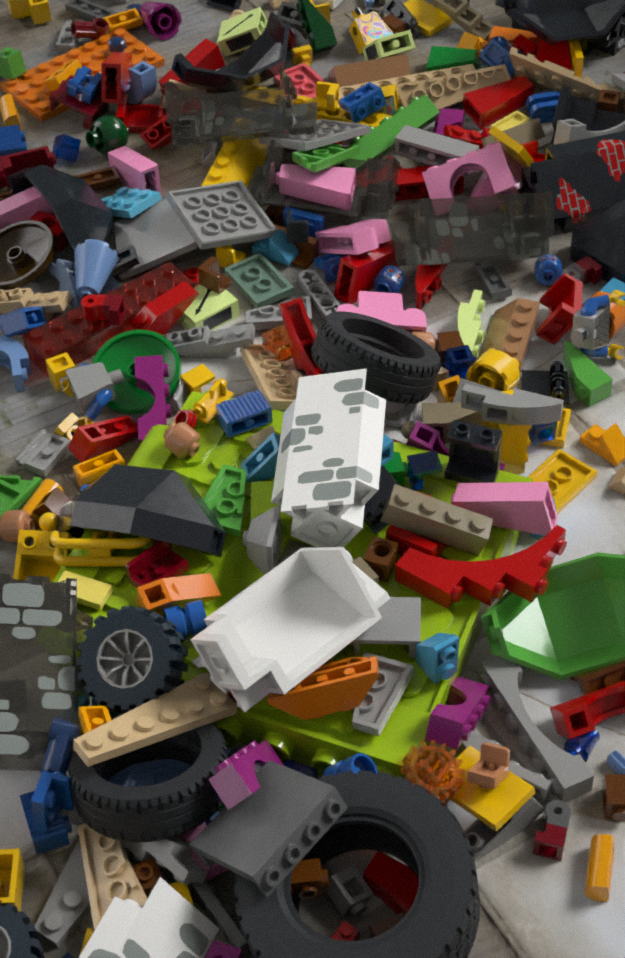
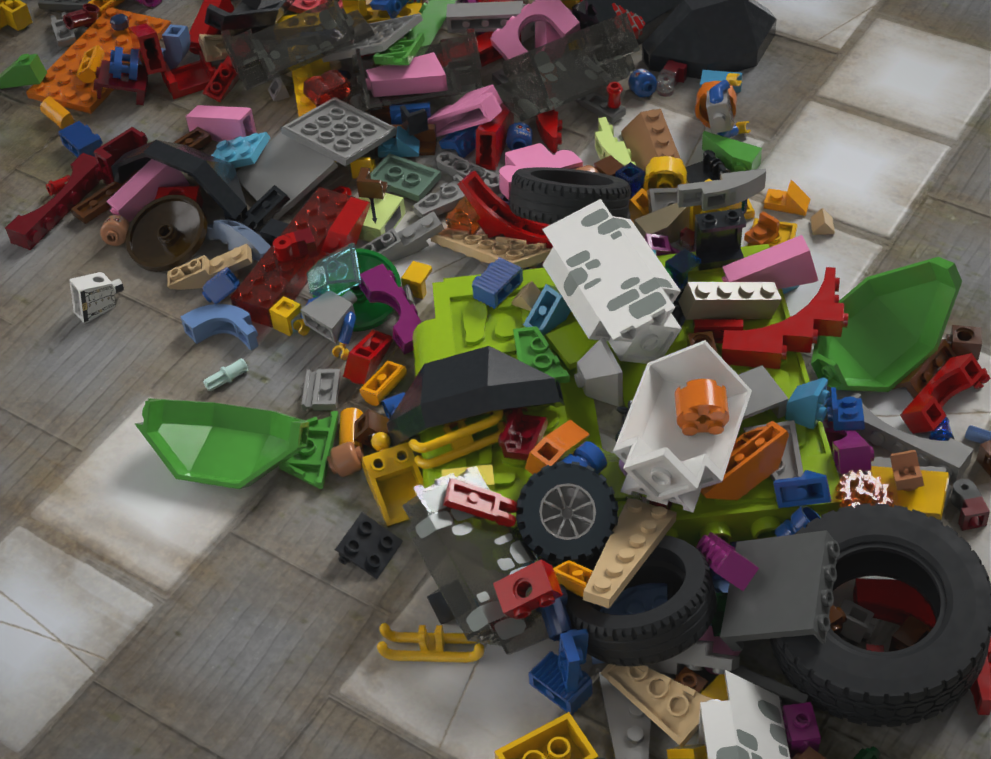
camera: 25 degrees left, 0 degrees up
(37, 716) = (513, 588): none -> red brick
(52, 614) = (480, 502): none -> hinge
(66, 147) = (141, 122): clear blue panel -> none
(67, 427) = (328, 360): yellow tile -> none
(93, 266) = (256, 215): medium blue cone -> none
(107, 134) = (174, 101): dark green brick -> none
(115, 348) = (335, 272): none -> clear light blue slope
(181, 440) = (461, 323): nougat head -> none
(186, 416) = (445, 306): red plate -> none
(205, 408) = (460, 284): yellow hinge -> none
(238, 167) = (325, 87): none -> clear red brick
(313, 613) = (701, 407): none -> orange brick
(365, 737) = (803, 490): none -> blue slope
(483, 681) = (845, 412): none -> blue bracket
(504, 268) = (614, 90): none -> red pin
(552, 466) = (764, 231): none -> orange bracket
(563, 301) = (681, 107): red panel -> none

